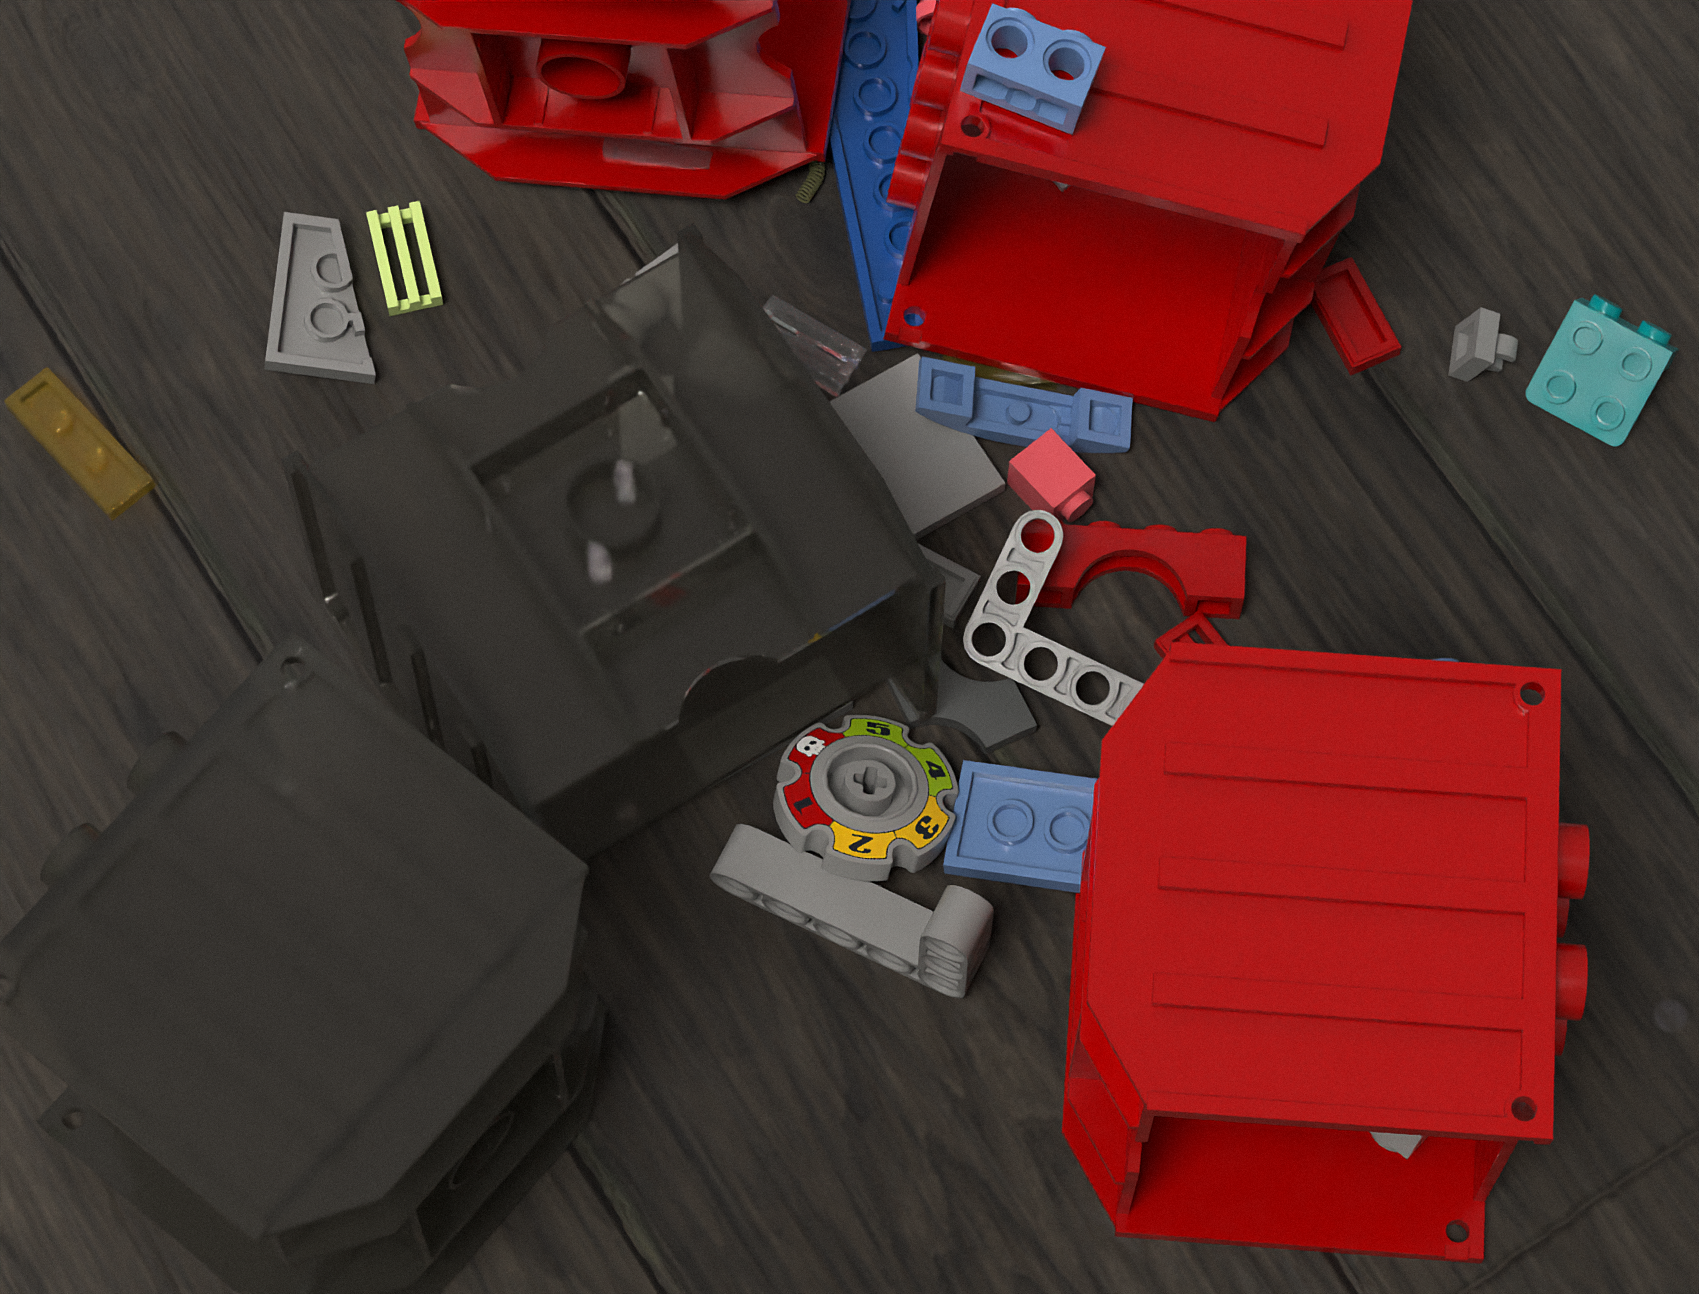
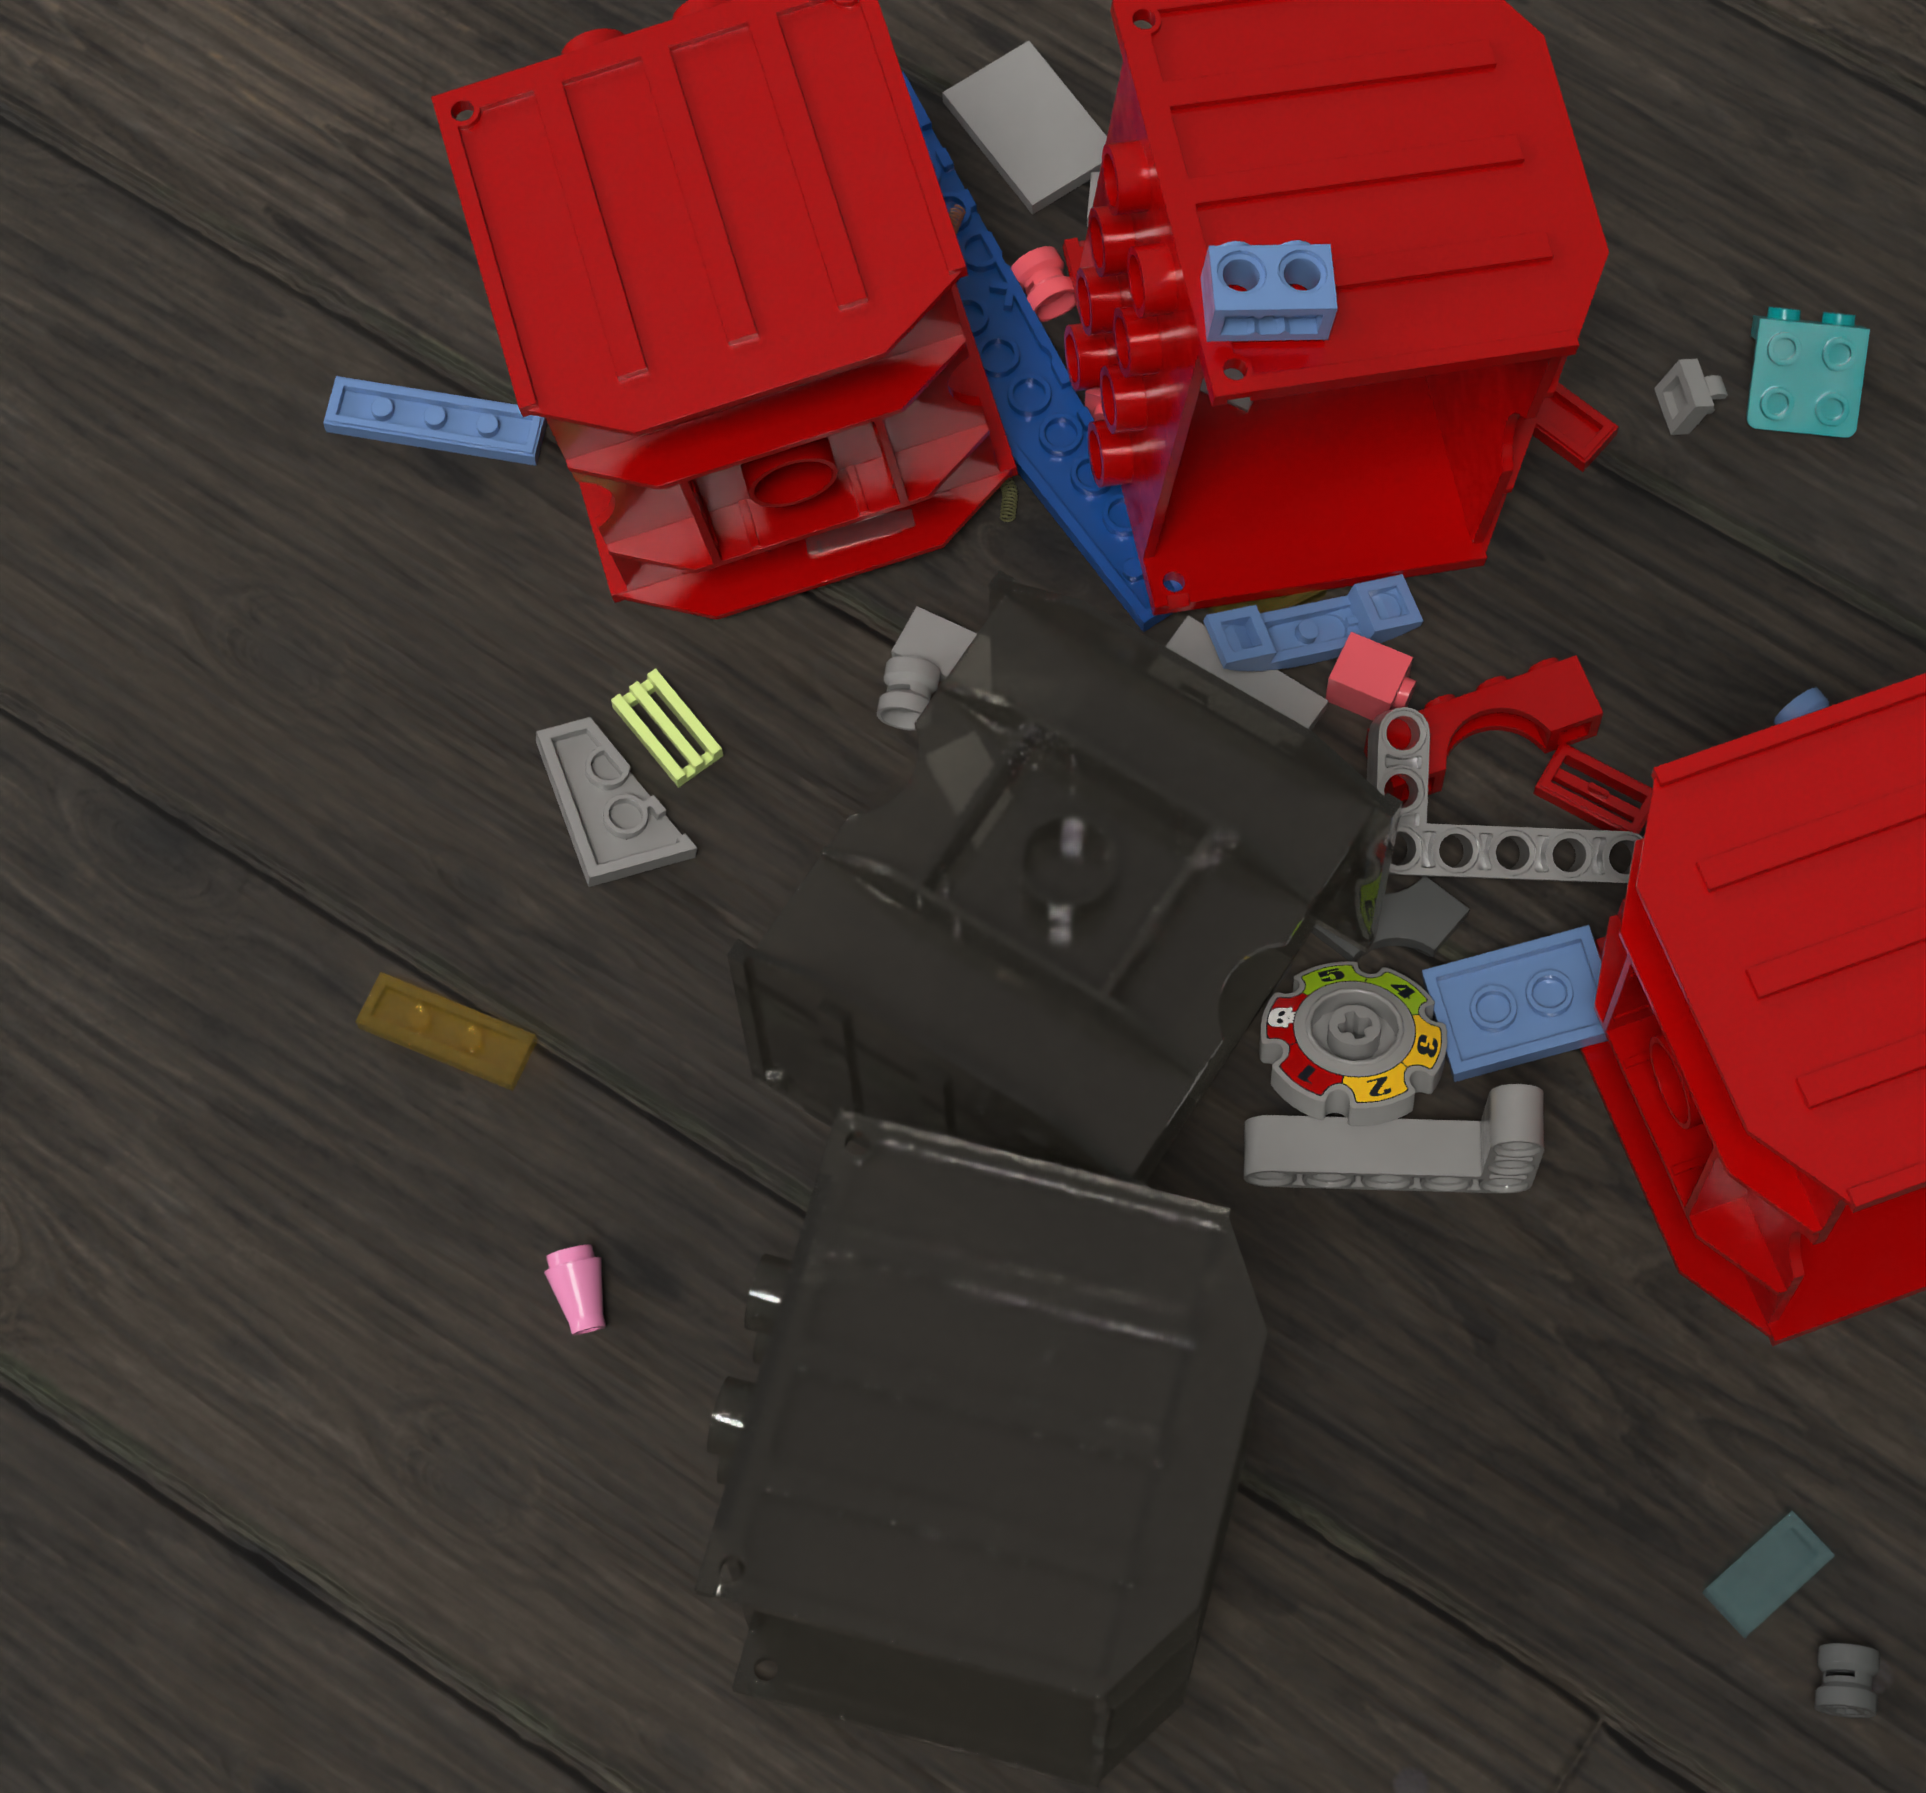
camera: 20 degrees left, 0 degrees up
(78, 714) = (577, 1284): none -> bright pink cone

